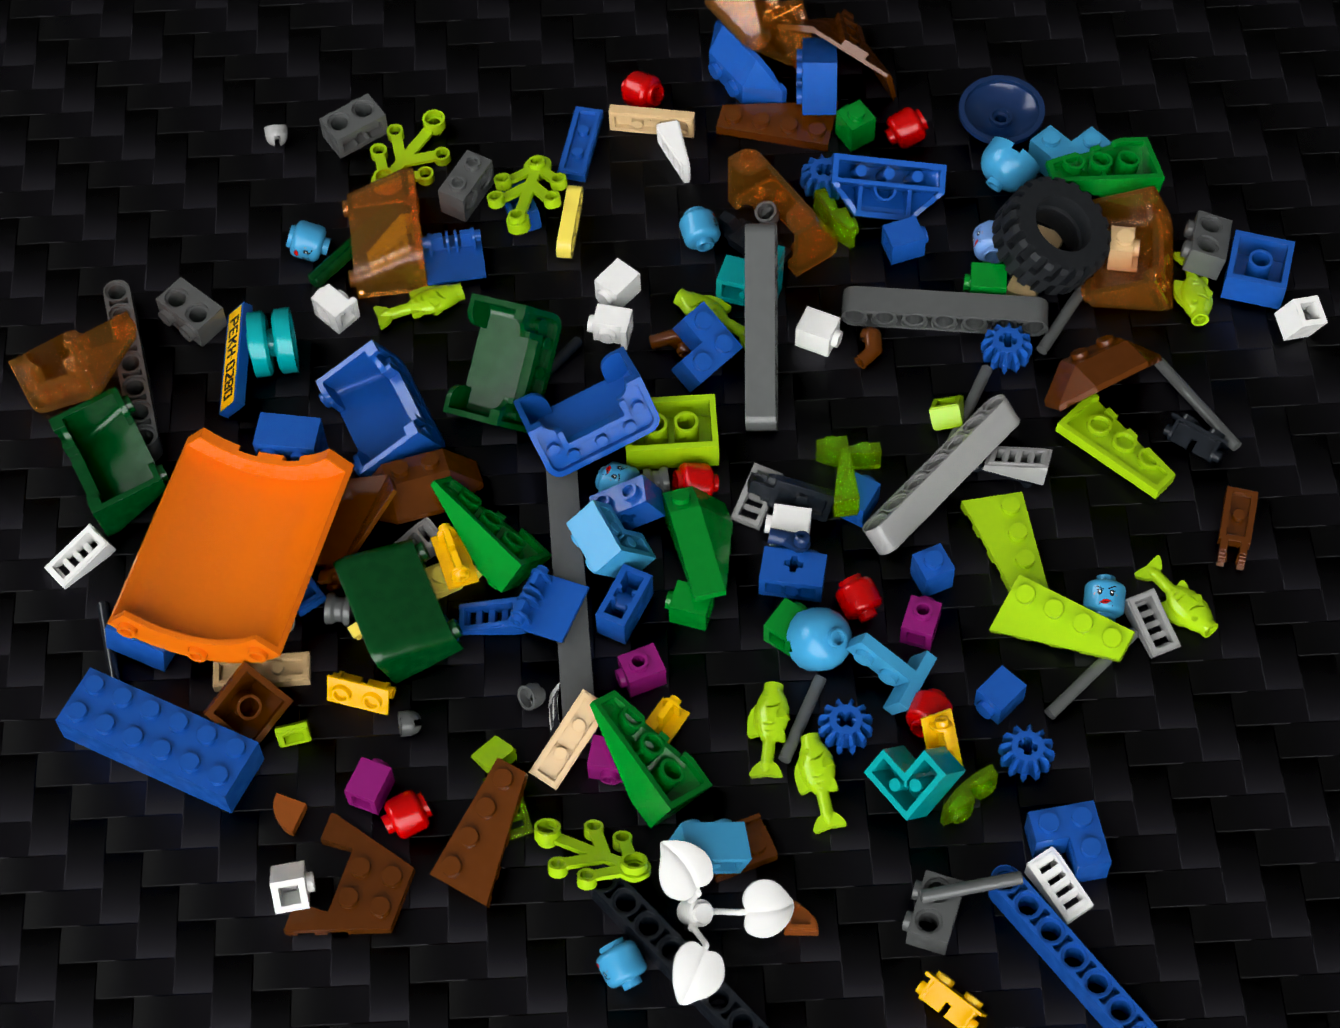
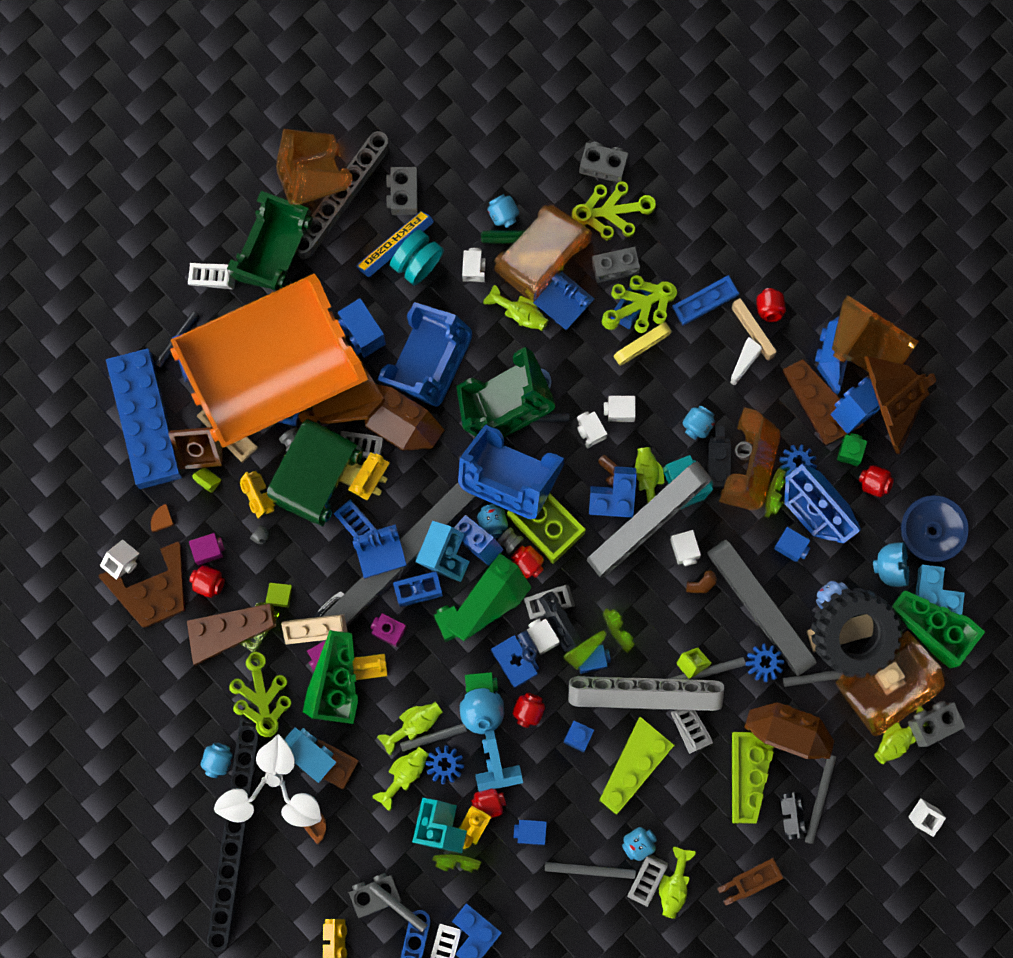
camera: 50 degrees right, 20 degrees up
(276, 132) = (561, 122): light grey hinge -> none
(495, 547) = (397, 485): green wedge -> none
(531, 696) = (327, 585): dark grey hinge -> none
(920, 622) = (542, 754): magenta brick -> none
(986, 278) = (800, 615): green brick -> none
(1013, 752) = (500, 871): blue gear -> none
(1051, 619) = (601, 826): lime wing -> none
(1258, 269) = (942, 767): blue brick -> none

